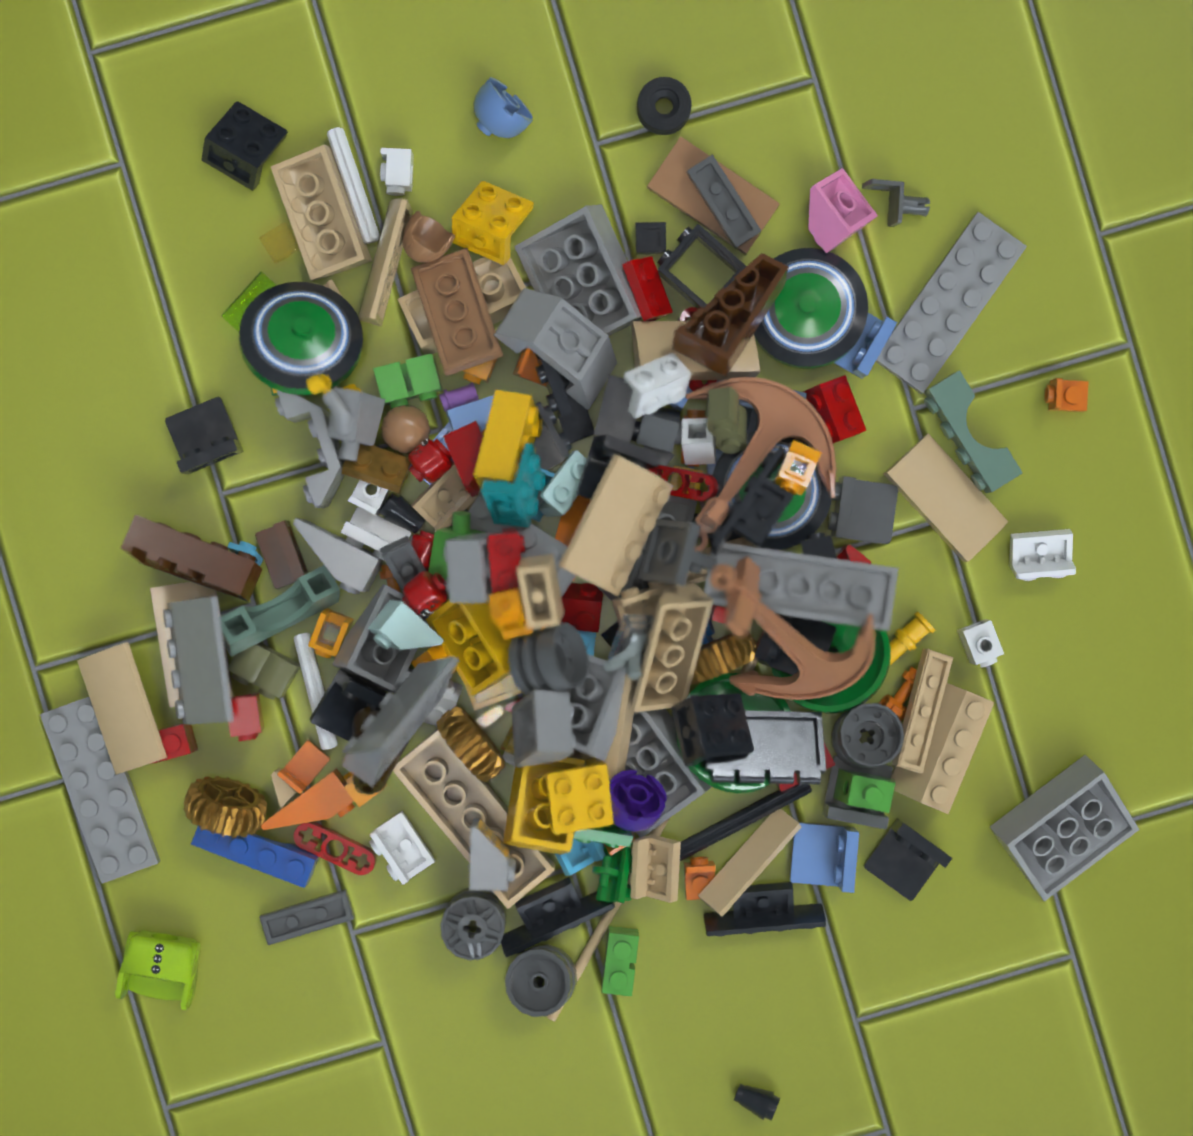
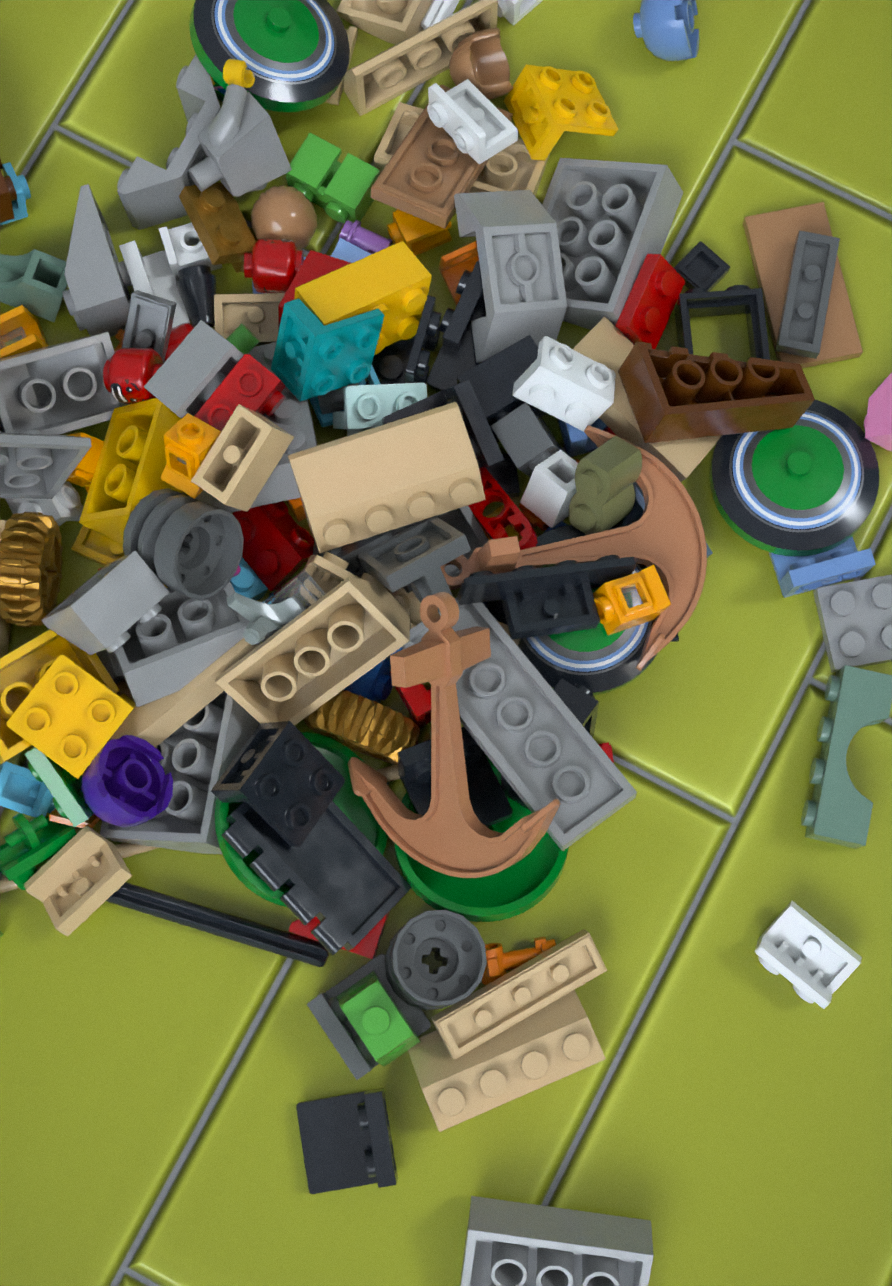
camera: 55 degrees right, 10 degrees down
(203, 435) = (90, 56): black bracket -> none
(281, 554) = (49, 224): reddish brown panel -> none
(402, 629) = (78, 386): light aqua slope -> none
(456, 279) = (470, 120): none -> white bracket
(490, 715) = (77, 566): clear yellow tile -> none
(664, 123) = (842, 139): black tyre -> none
(697, 876) = (117, 944): orange bracket -> none
(749, 861) = (182, 973): tan tile -> none
(765, 910) = (147, 1042): black bracket -> none
(825, 856) = (266, 1047): medium blue bracket -> none
(837, 408) = (728, 601): red bracket -> none
(863, 510) = (657, 727): dark grey bracket -> none
(909, 636) = (578, 905): yellow pin -> none
(946, 498) = (758, 800): tan slope -> none
(981, 643) = (651, 986): white brick -> none

